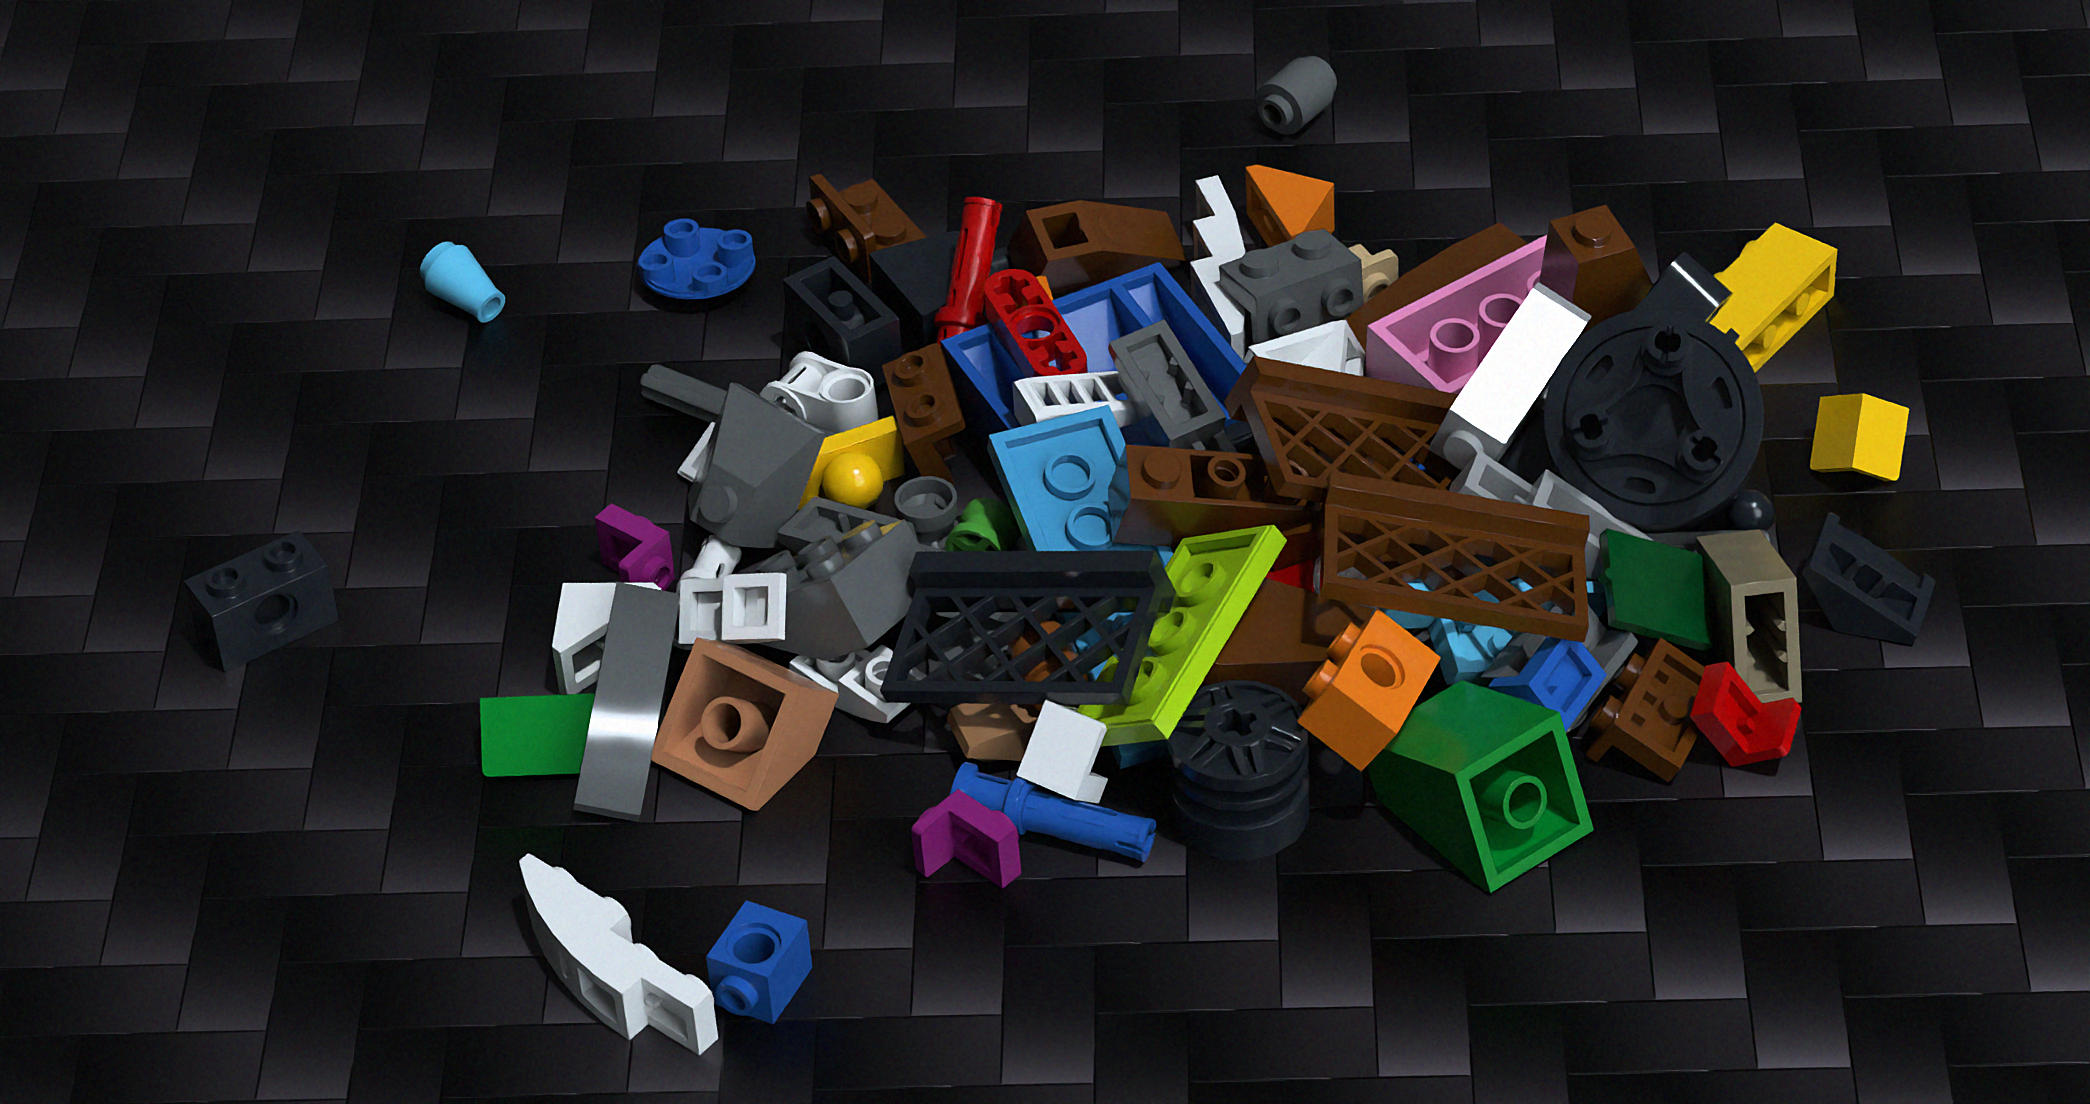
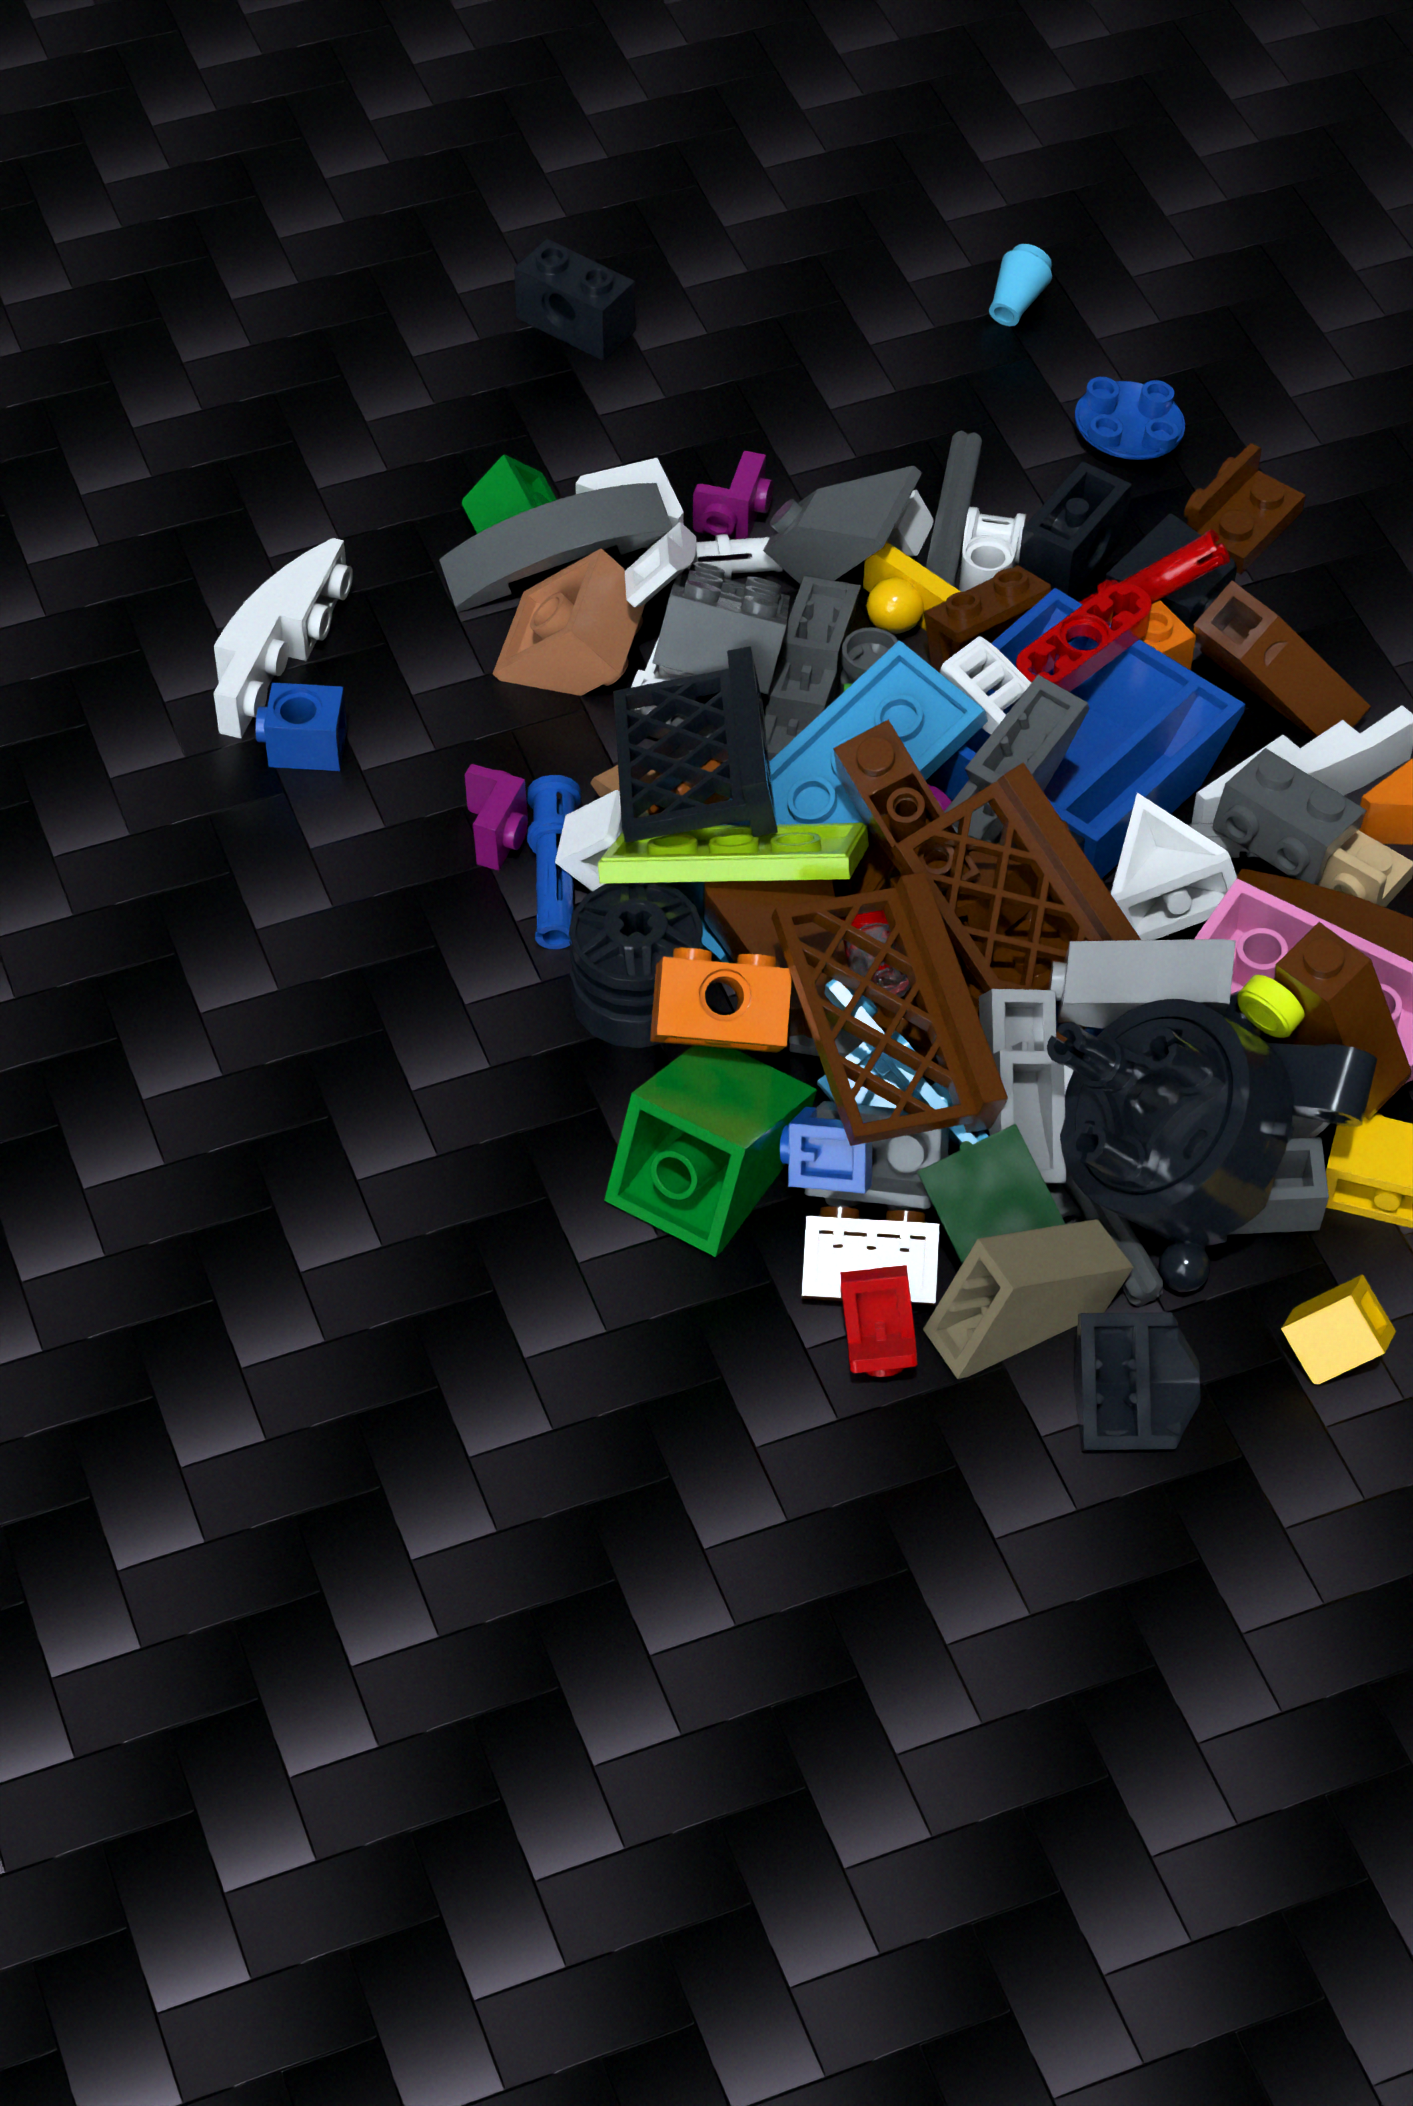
camera: 65 degrees right, 10 degrees up
(1595, 297) = (1270, 1006): none -> neon yellow tile

